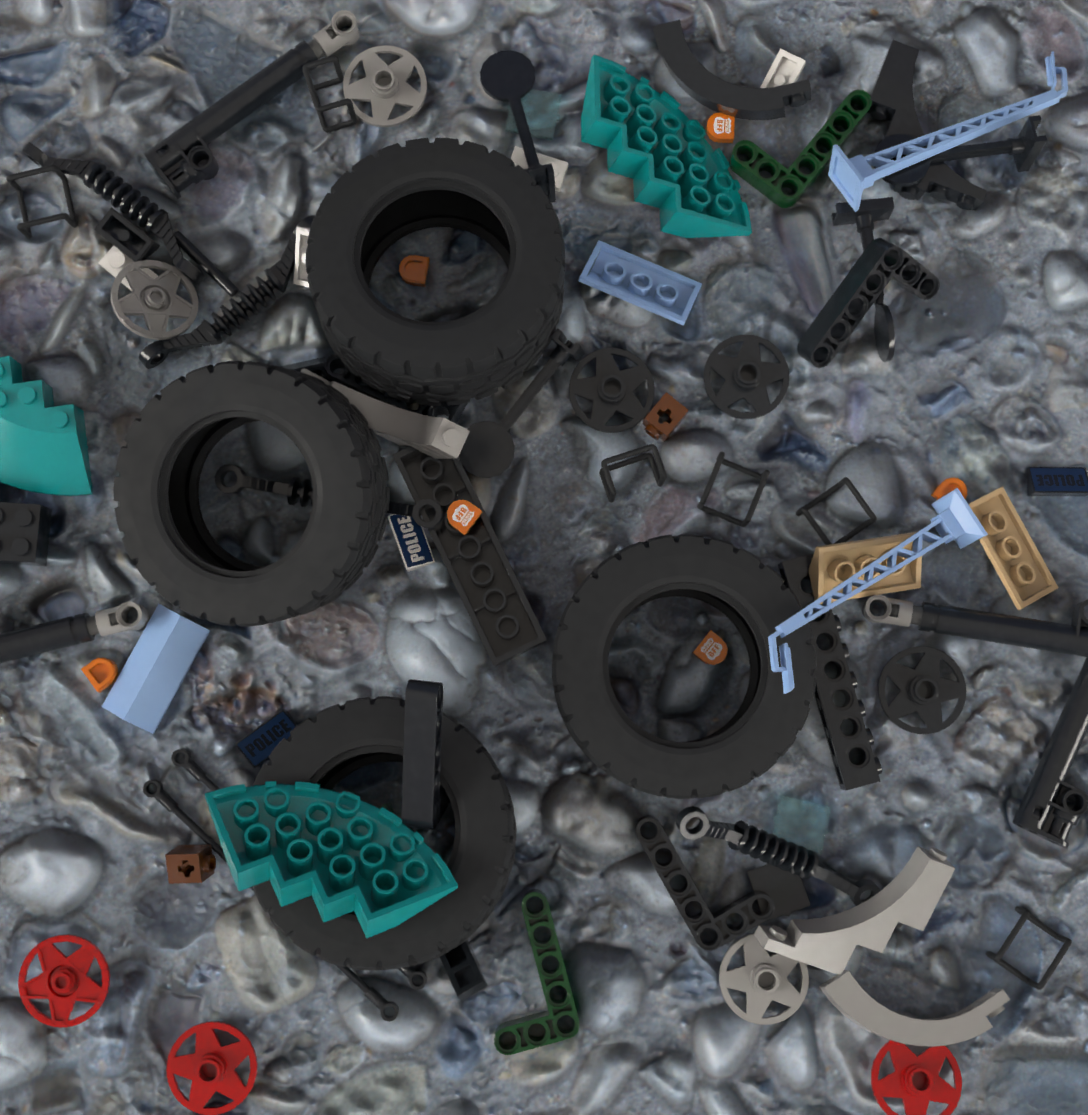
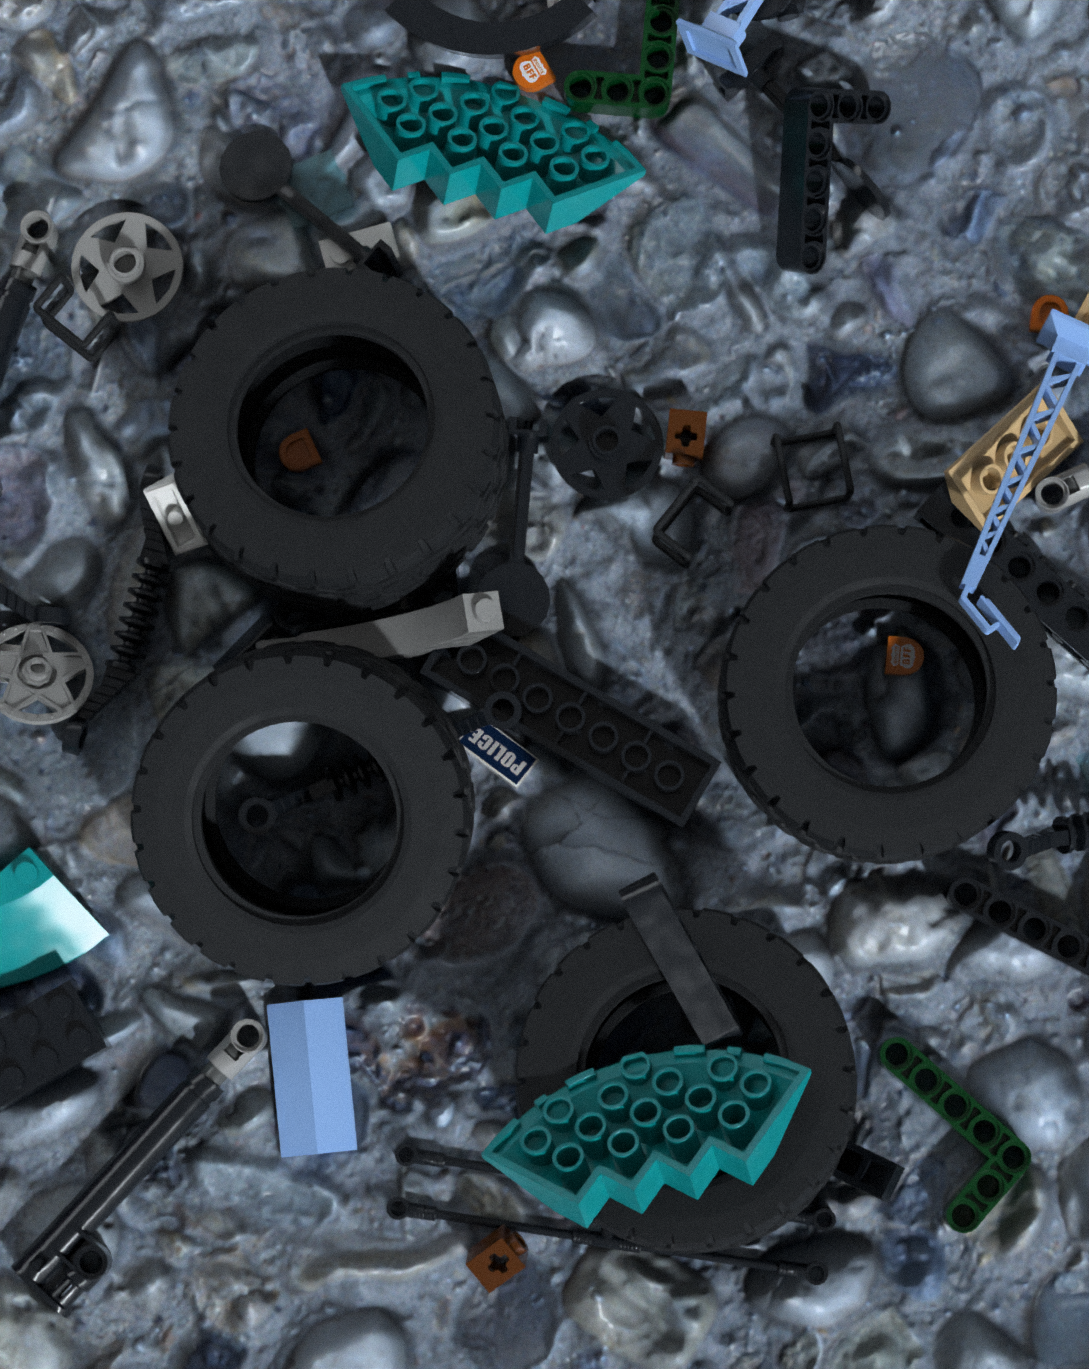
camera: 30 degrees left, 0 degrees up
(101, 673) = (255, 1121): orange tile -> none
(206, 264) = (62, 597): black bar -> none
(262, 740) = (488, 1069): slope -> none
(463, 515) = (541, 687): tile -> none
(640, 282) = (559, 304): light blue slope -> none
(746, 376) = (744, 333): black wheel -> none
(804, 510) = (903, 439): black piece -> none

